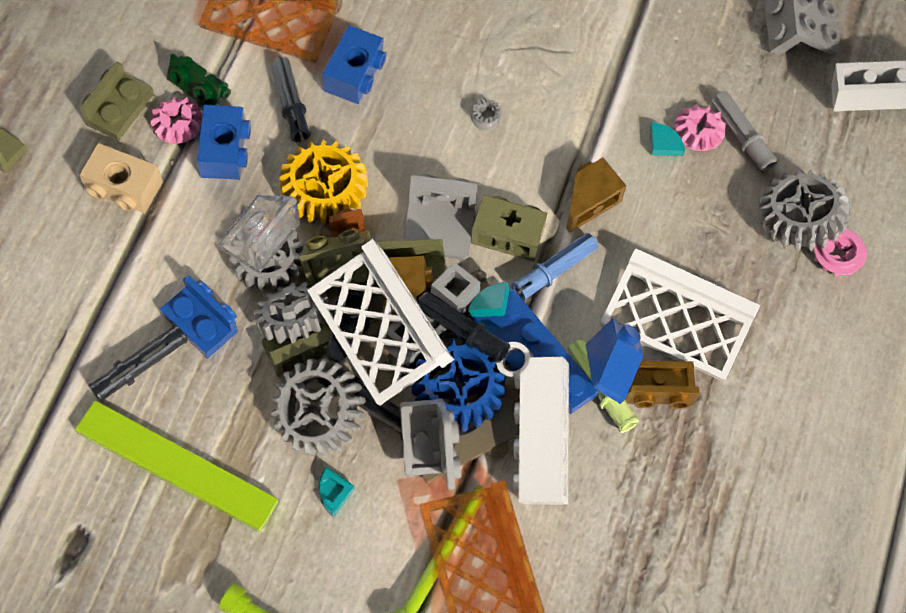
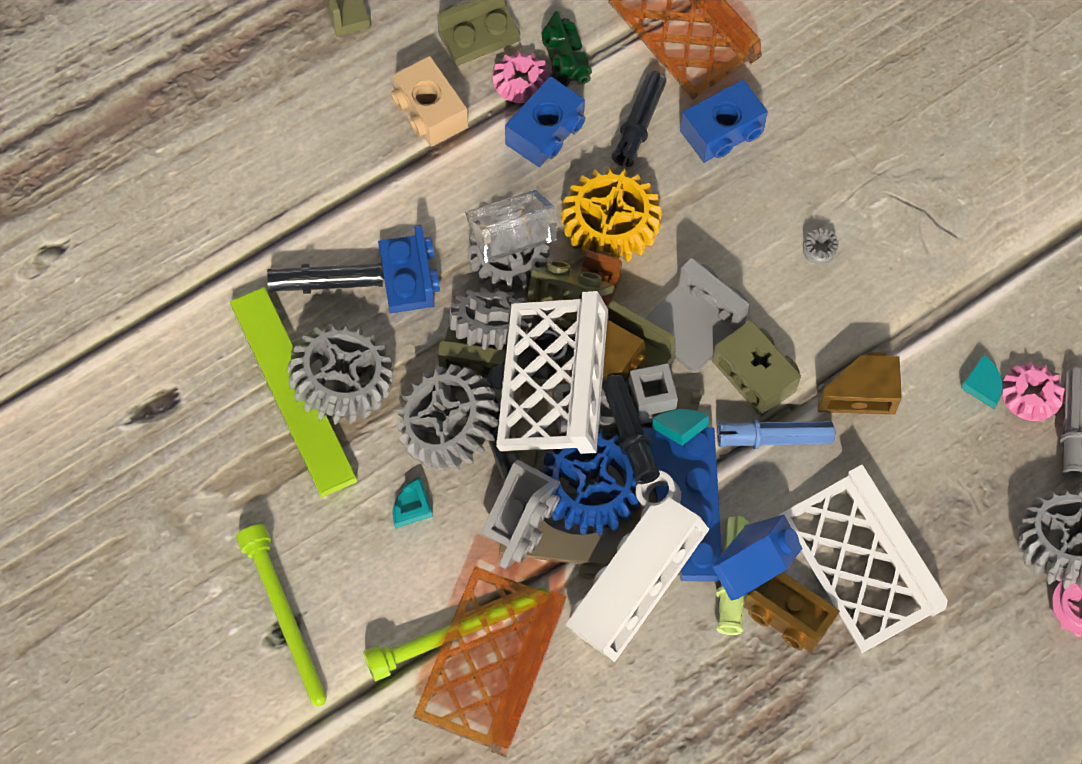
camera: 40 degrees right, 0 degrees up
(218, 443) = (337, 385): none -> light grey gear

